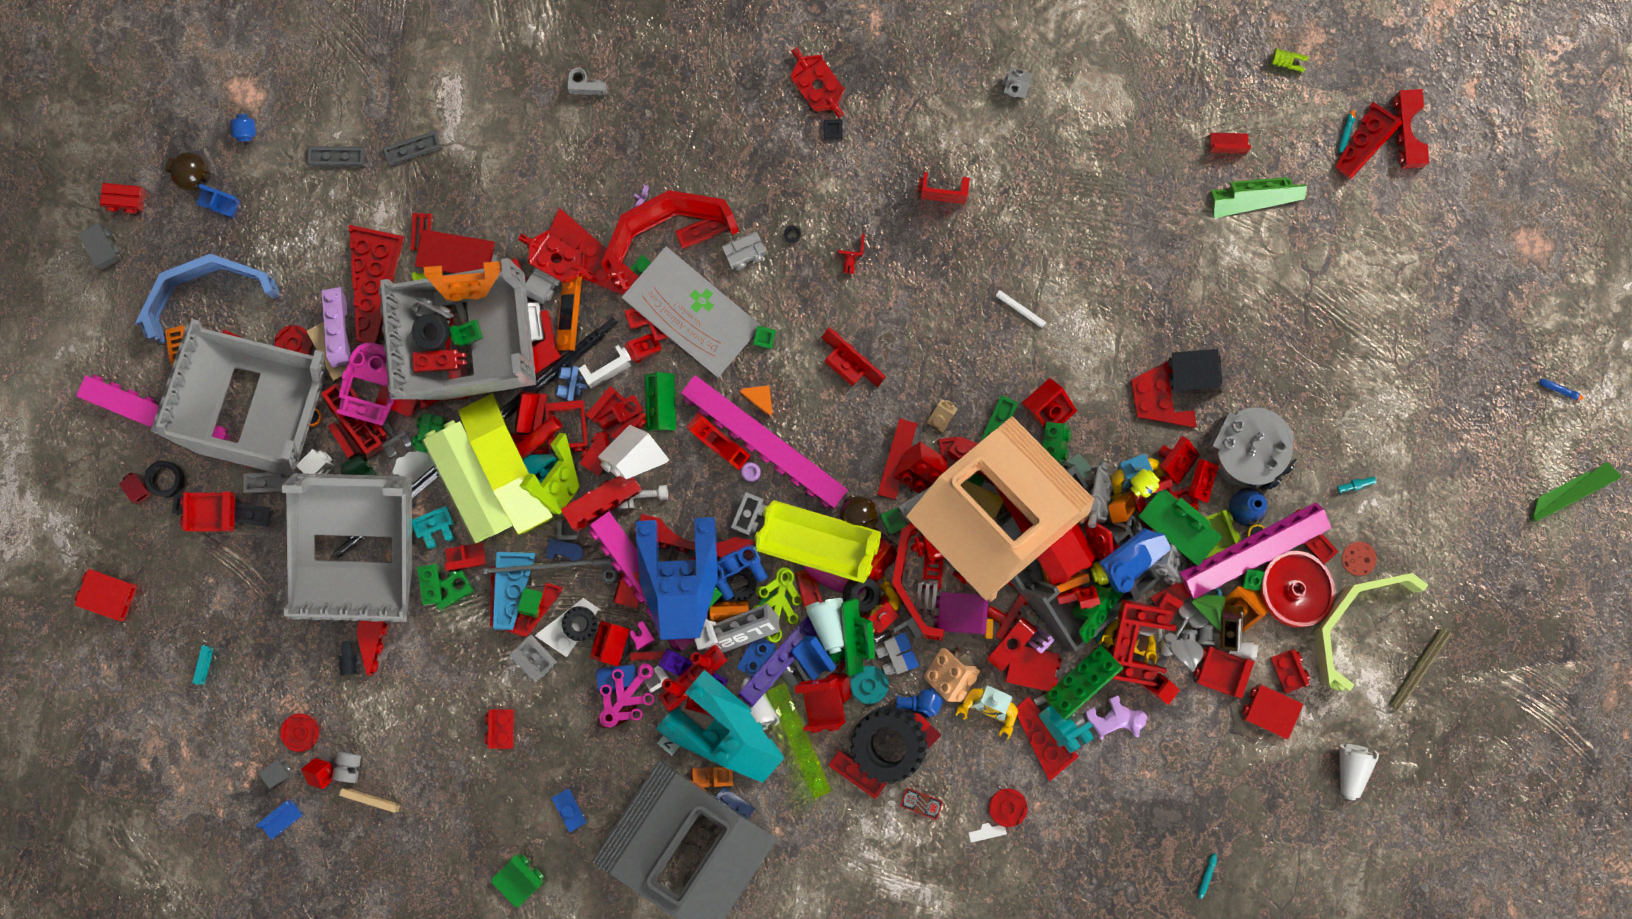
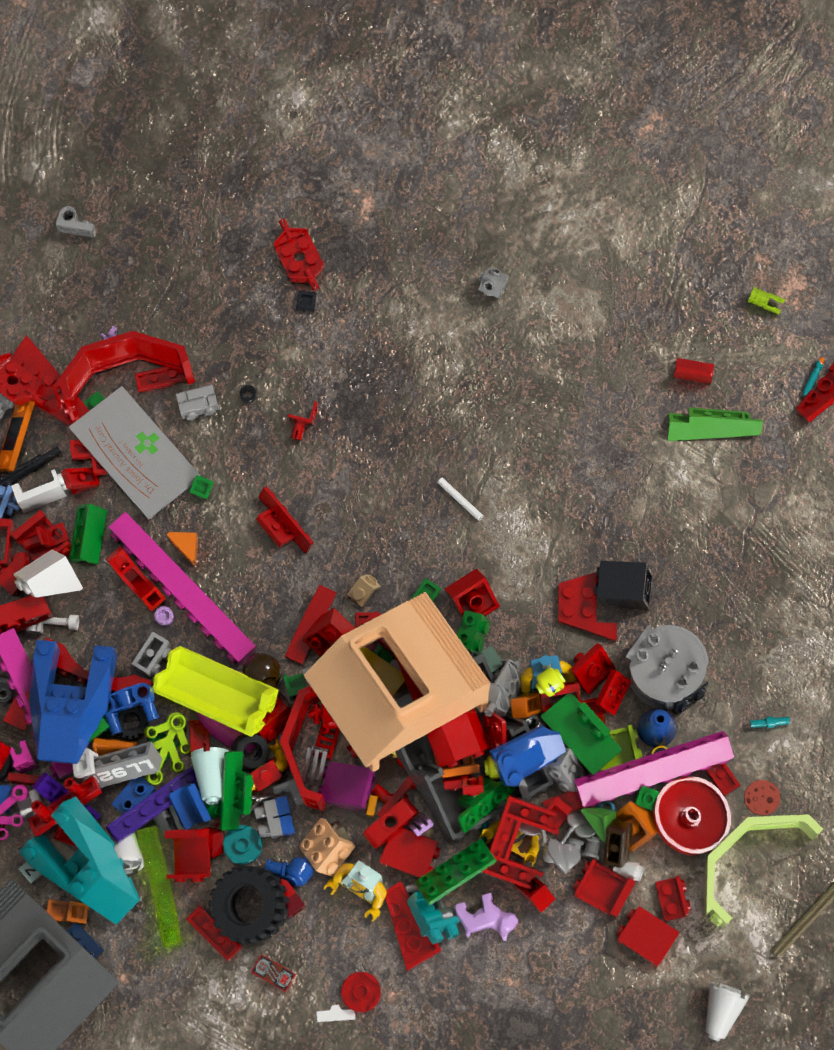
camera: 15 degrees right, 10 degrees down
(941, 194) = (400, 376): red panel -> none

